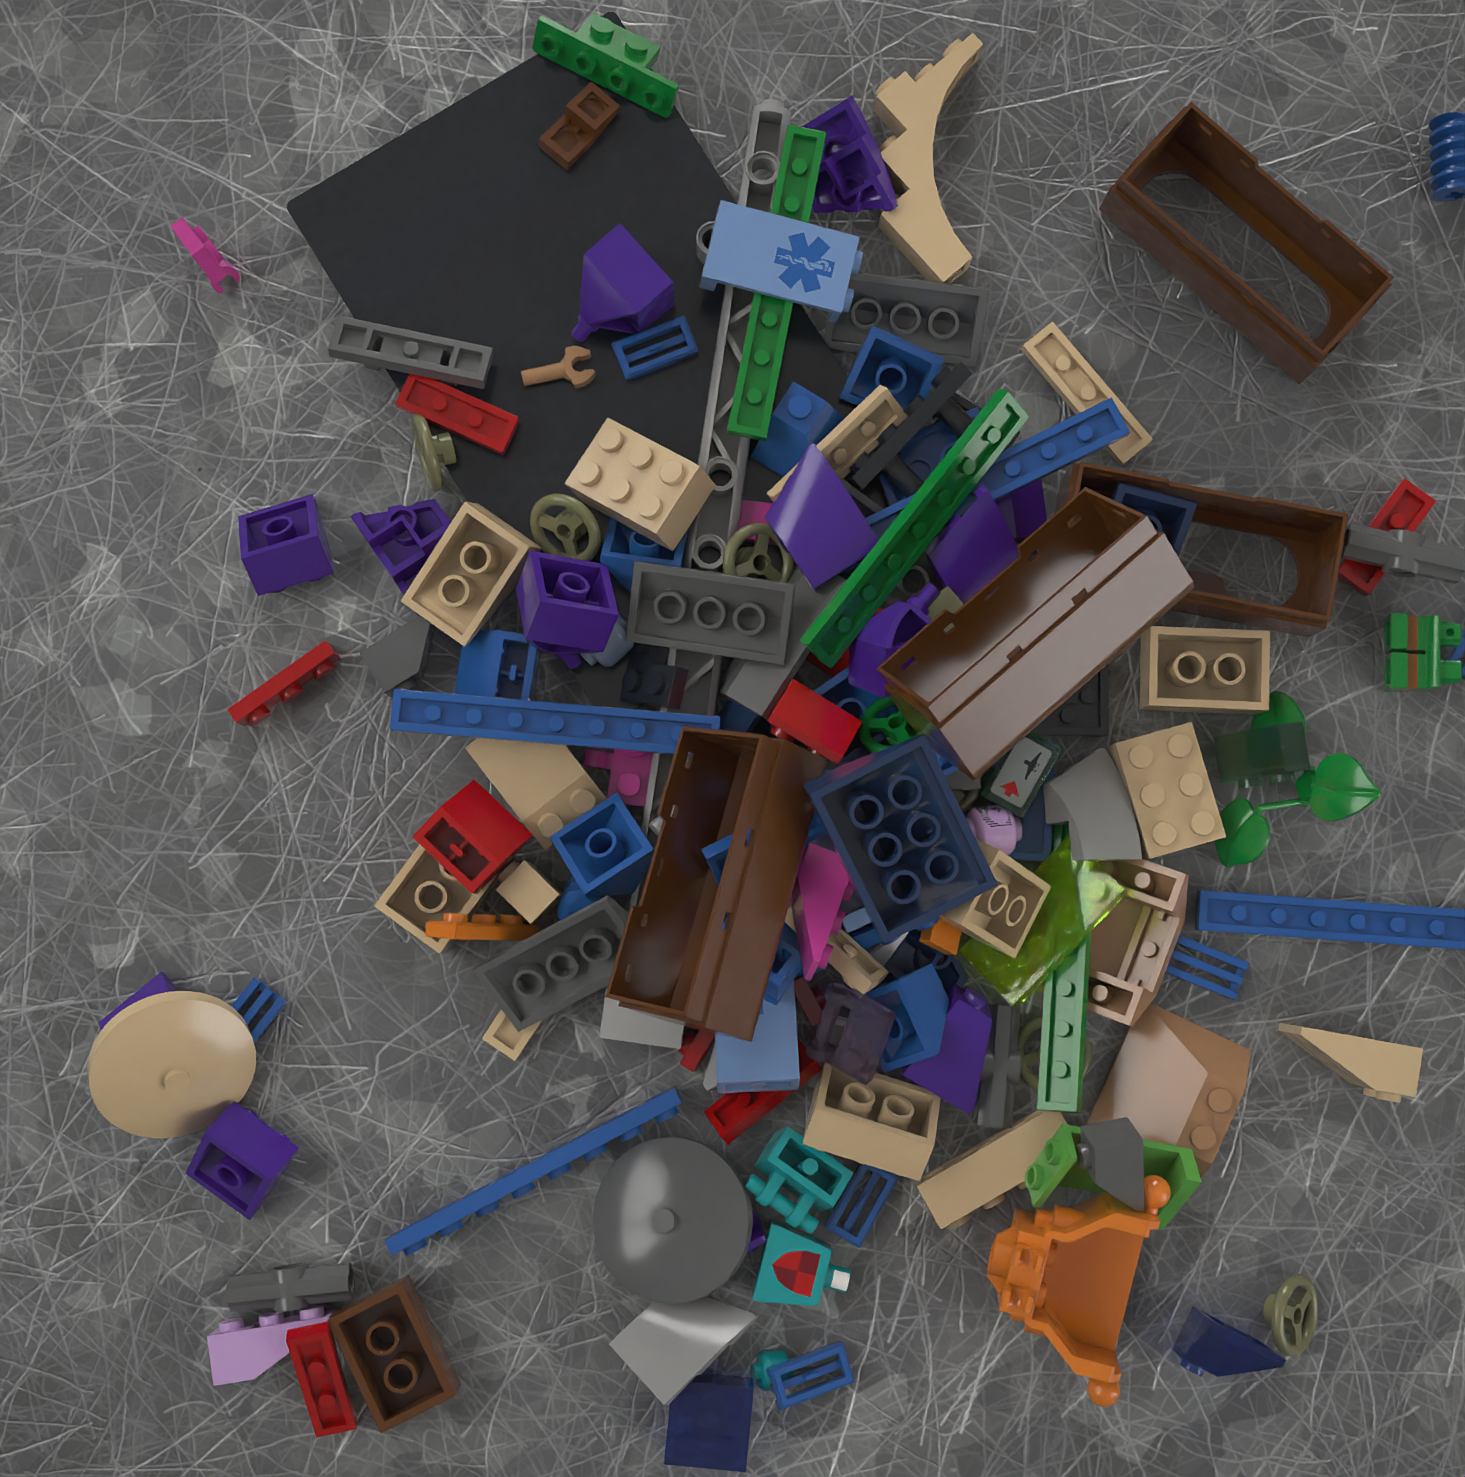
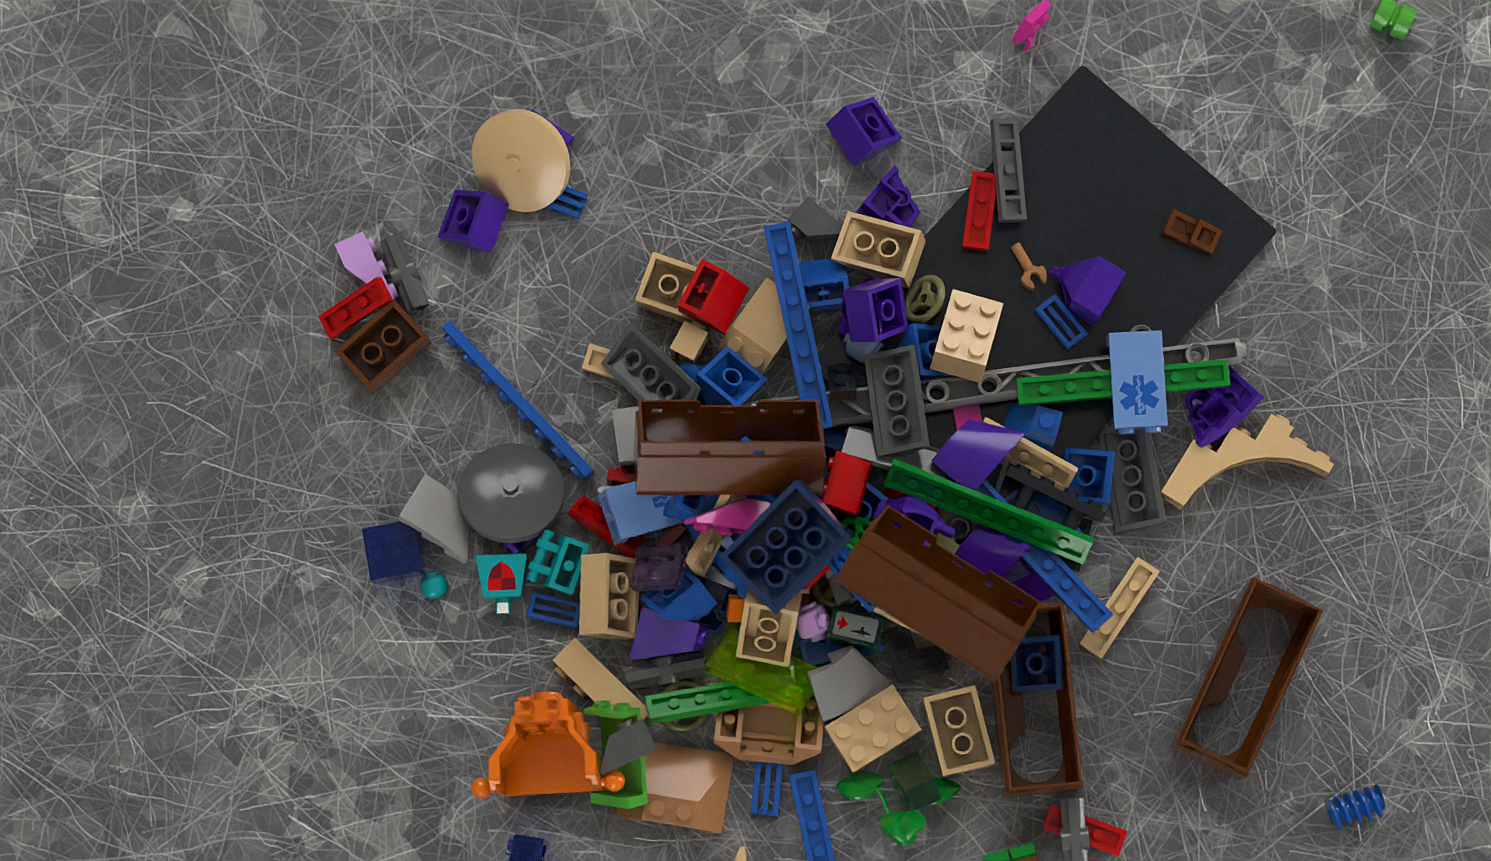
camera: 80 degrees right, 5 degrees down
(285, 685) = (775, 158): red plate -> none
(432, 451) = (949, 204): olive piece -> none
(480, 928) = (658, 319): orange tile -> none
(609, 58) = (1242, 239): green bracket -> none
(628, 773) = (783, 384): dark pink plate -> none
(741, 561) = (943, 416): olive piece -> none
(778, 1386) = (426, 588): blue tile -> none

